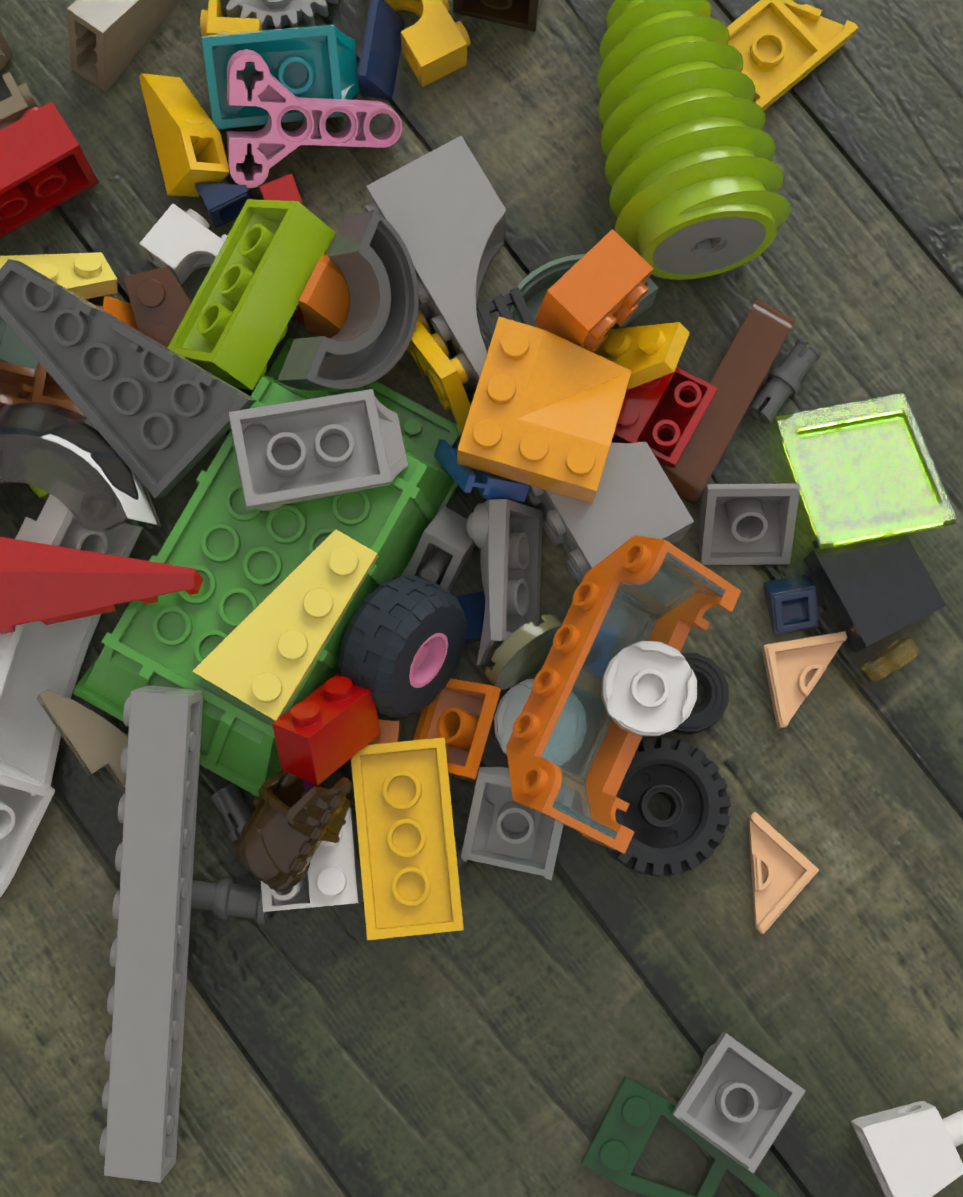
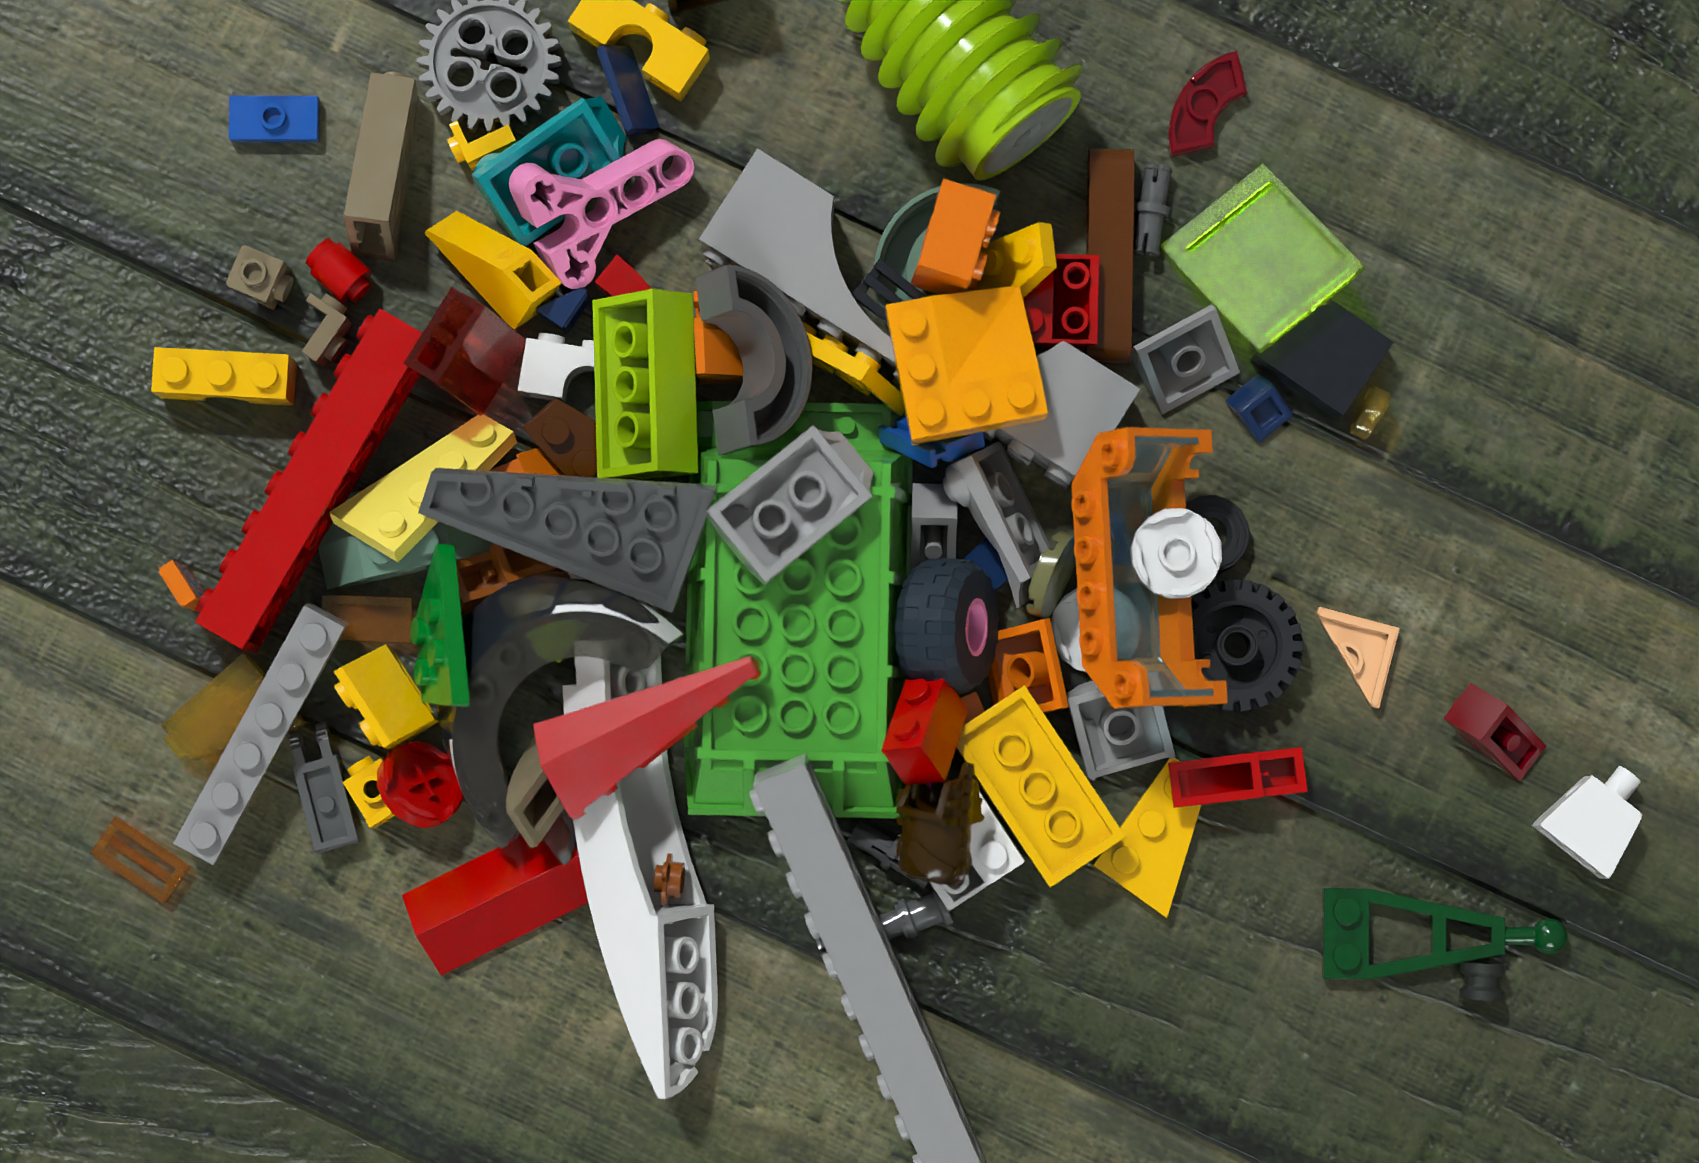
camera: 20 degrees left, 5 degrees up
(26, 745) = (669, 879): none -> dark orange plate
(48, 71) = (339, 271): none -> red brick
(87, 734) = (726, 846): dark tan slope -> none
(110, 183) = (466, 351): none -> clear red brick
(285, 634) = (849, 673): light yellow wing -> none
(495, 945) = (1154, 845): none -> yellow wing
(598, 929) = (1237, 777): none -> red slope
(738, 1102) = (1426, 858): light grey slope -> none
(795, 669) = (1292, 464): light nougat tile -> none
(862, 1013) = (1495, 731): none -> dark red slope
(876, 313) = (1201, 103): none -> dark red tile

